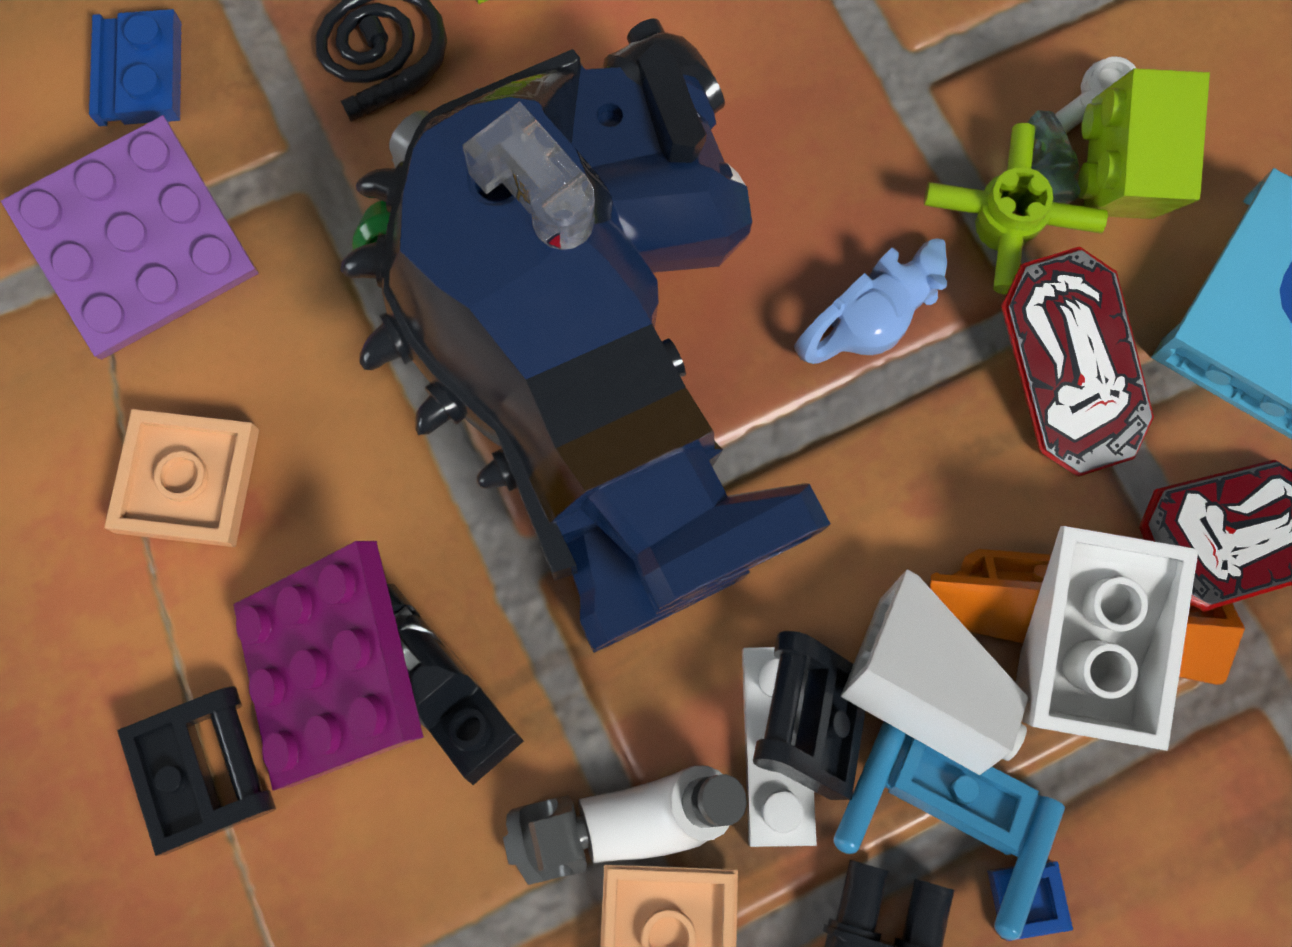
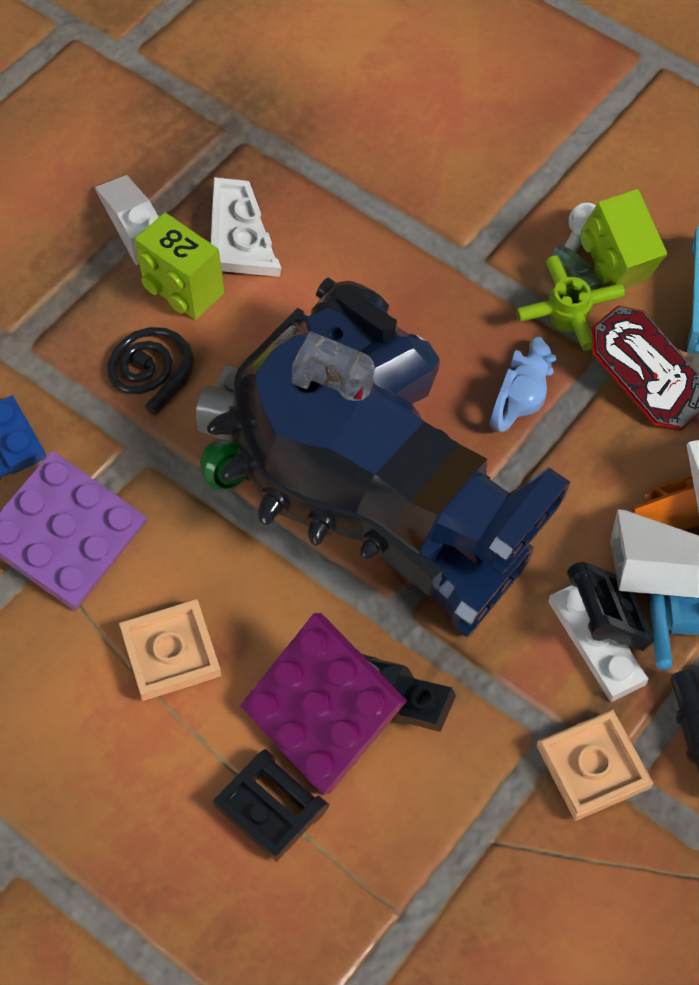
camera: 25 degrees left, 15 degrees down
(623, 825) = (554, 704): piece -> none

